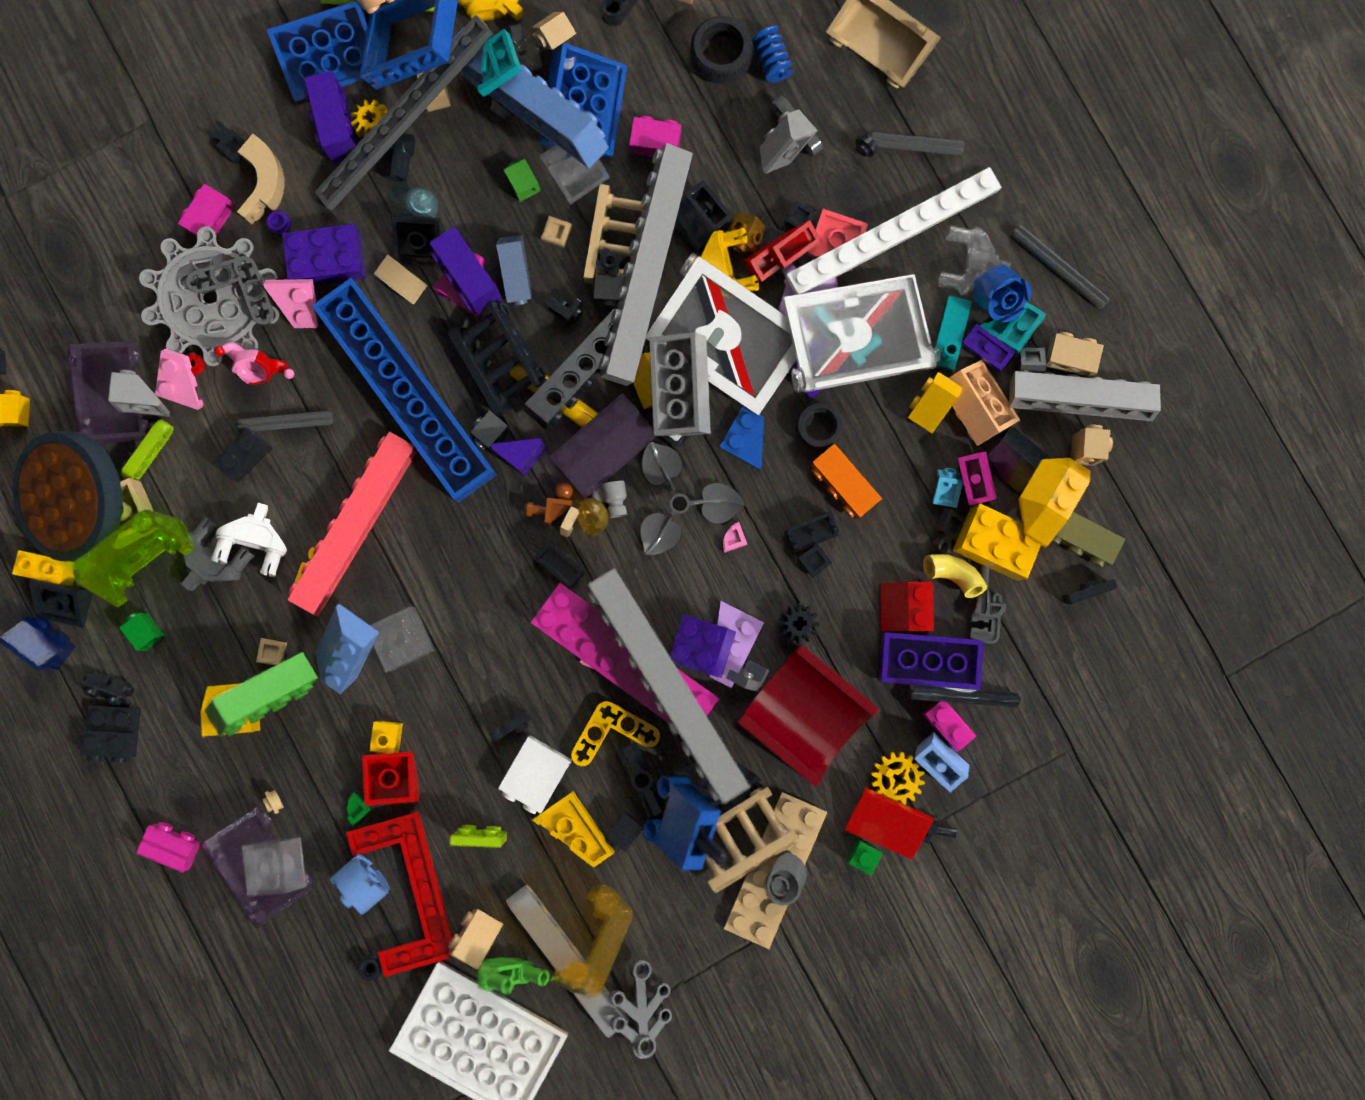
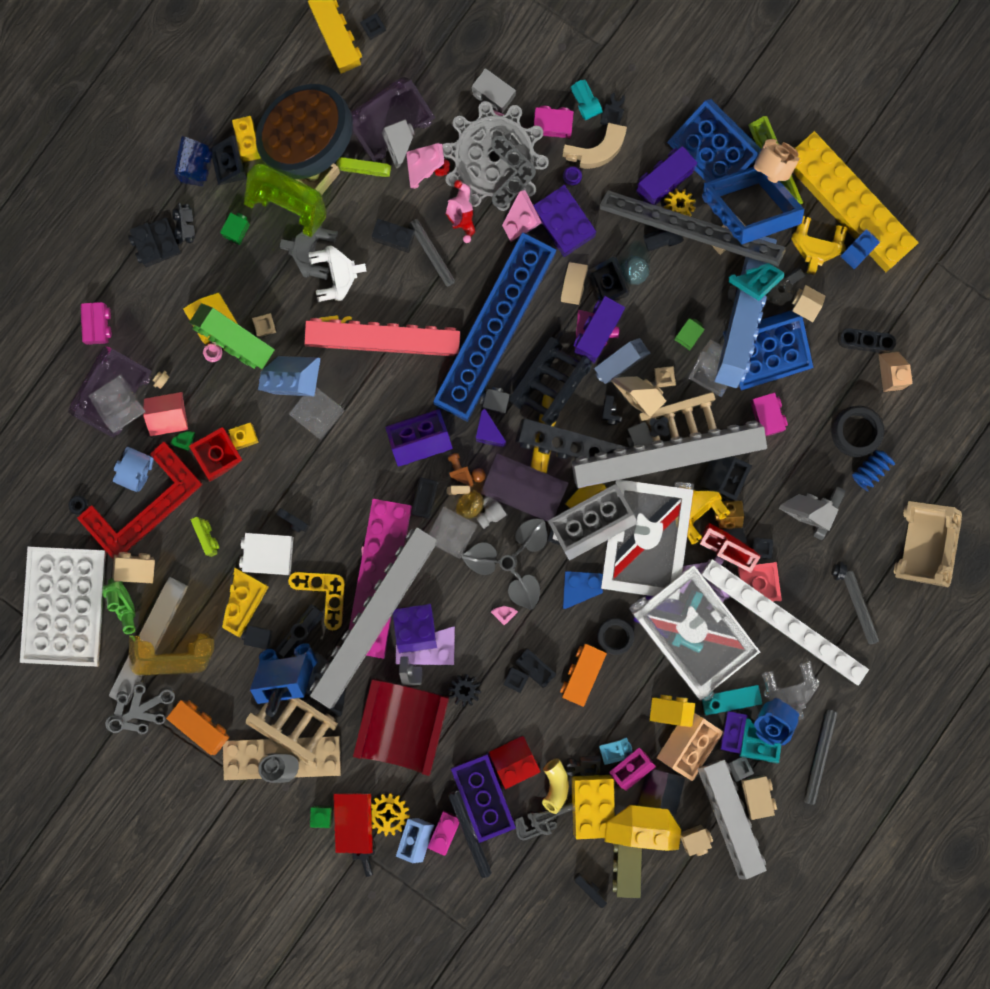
camera: 65 degrees right, 0 degrees up
(132, 260) = (493, 90): none -> light grey brick
(208, 165) = (588, 104): none -> teal piece
(272, 726) = (212, 352): none -> bright pink plate
(316, 815) = (165, 414): none -> coral slope
(488, 537) = (418, 437): none -> dark purple slope
(562, 264) = (640, 394): none -> tan slope
(614, 549) = (452, 532): none -> clear brick
(694, 950) = (198, 727): none -> orange brick

